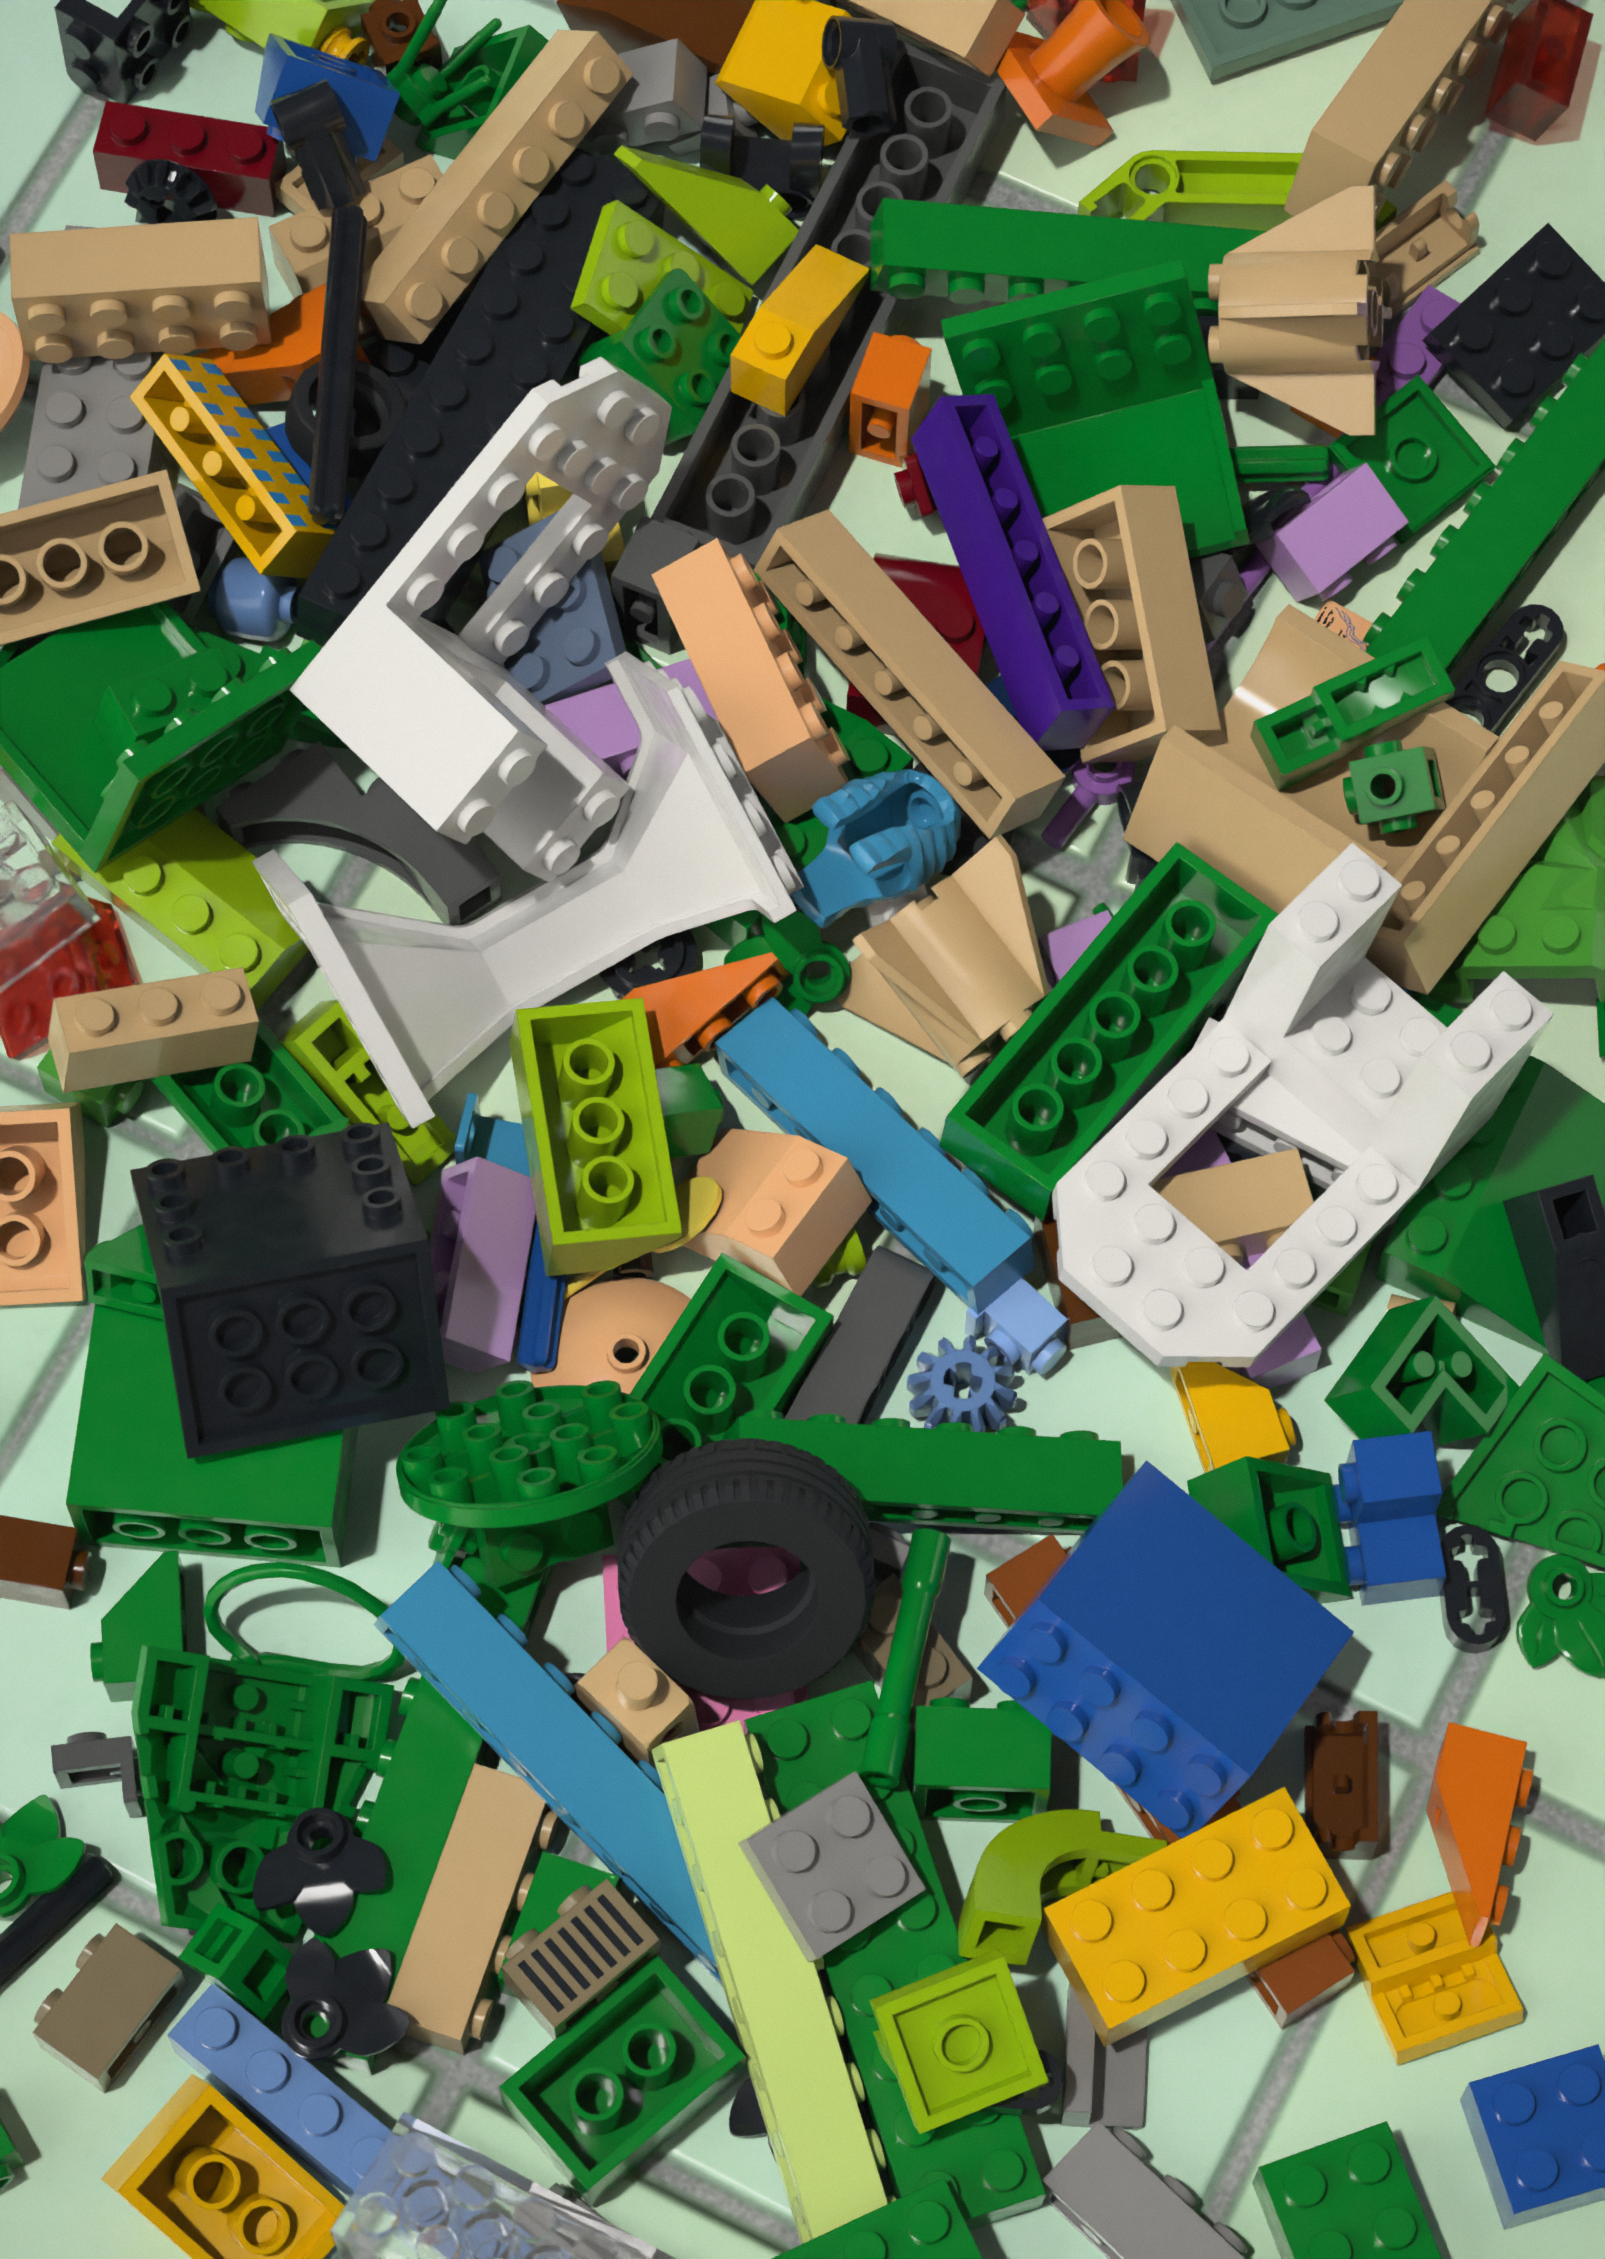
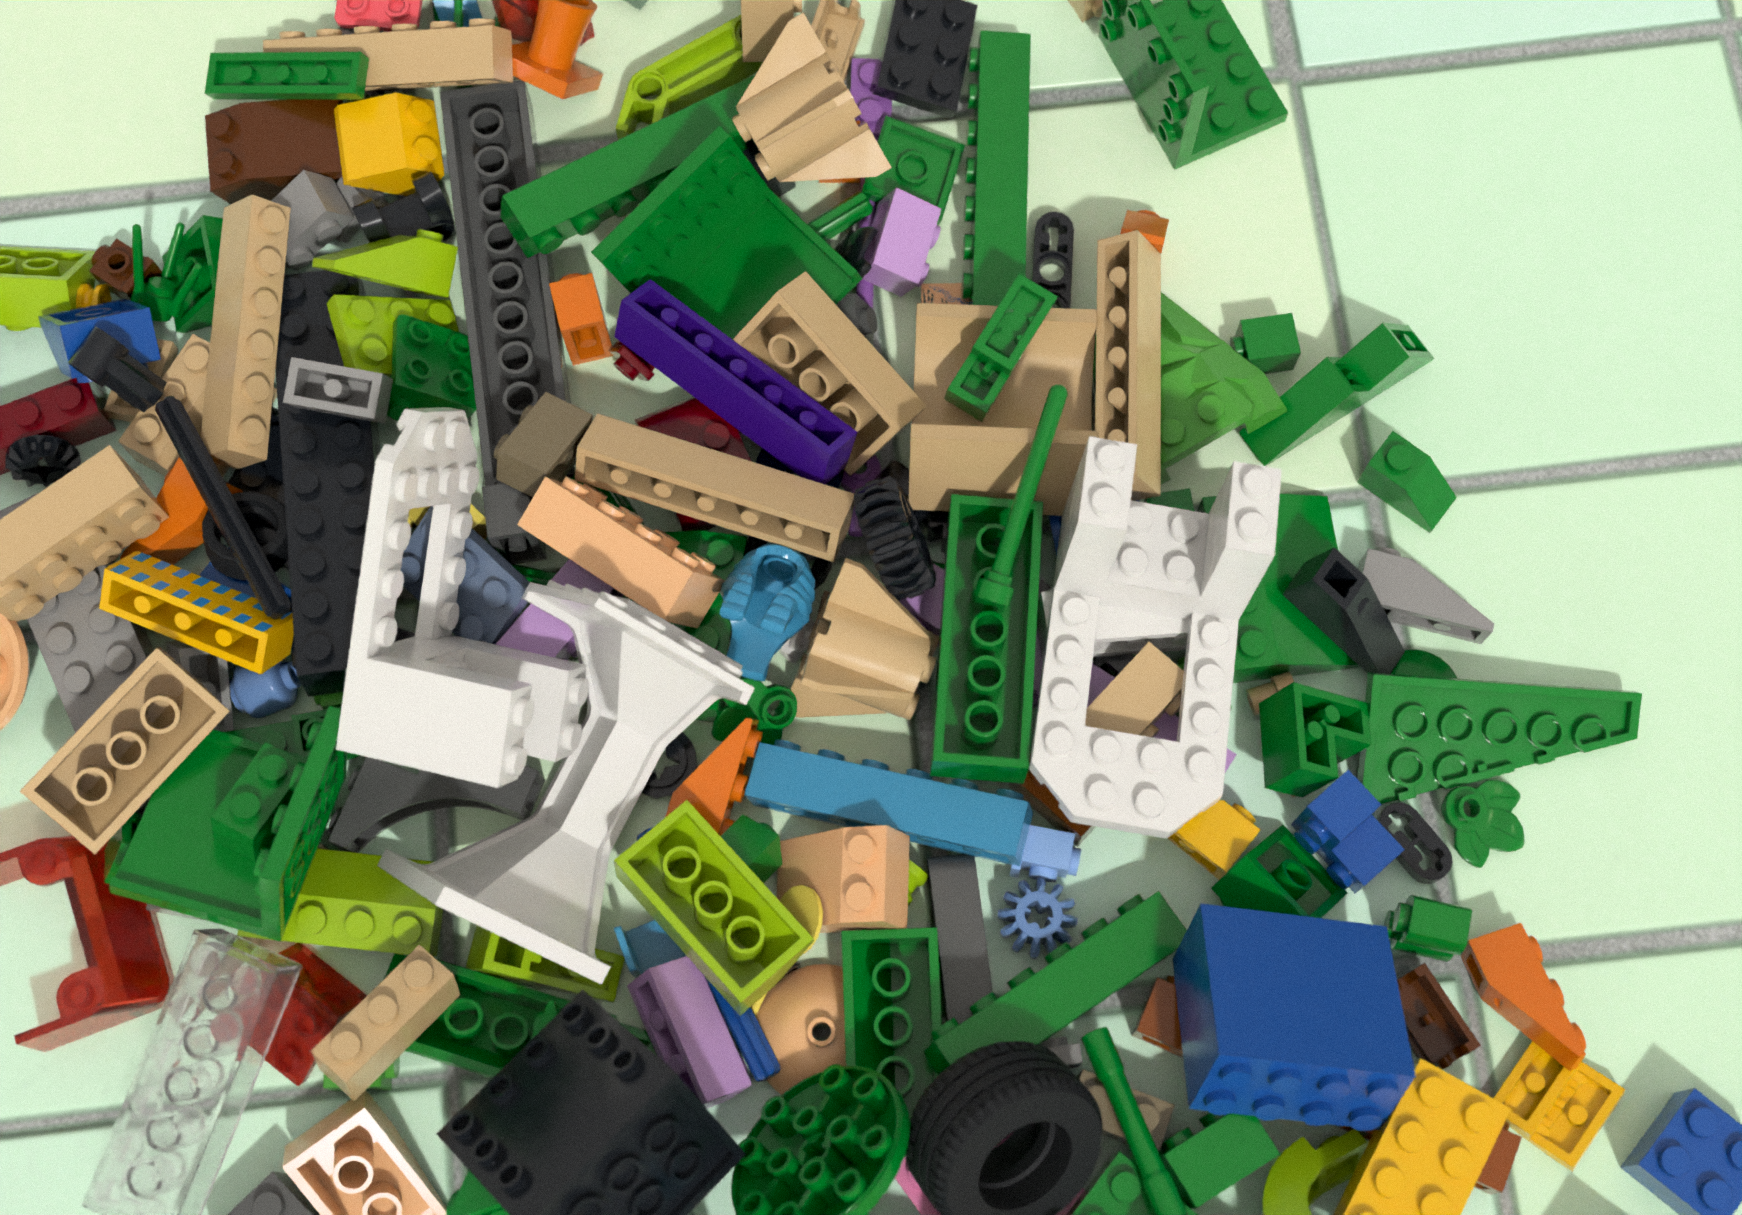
camera: 30 degrees left, 5 degrees up
(549, 307) = (338, 390): none -> light grey brick
(740, 503) = (541, 444): none -> dark tan brick
(794, 329) = (498, 310): yellow slope -> none
(862, 58) = (429, 116): black piece -> none
(1077, 853) = (894, 538): none -> black gear
(1155, 964) = (997, 583): none -> green piece
(1409, 1677) = (1428, 928): none -> green brick
(1416, 790) = (1055, 361): green brick -> none

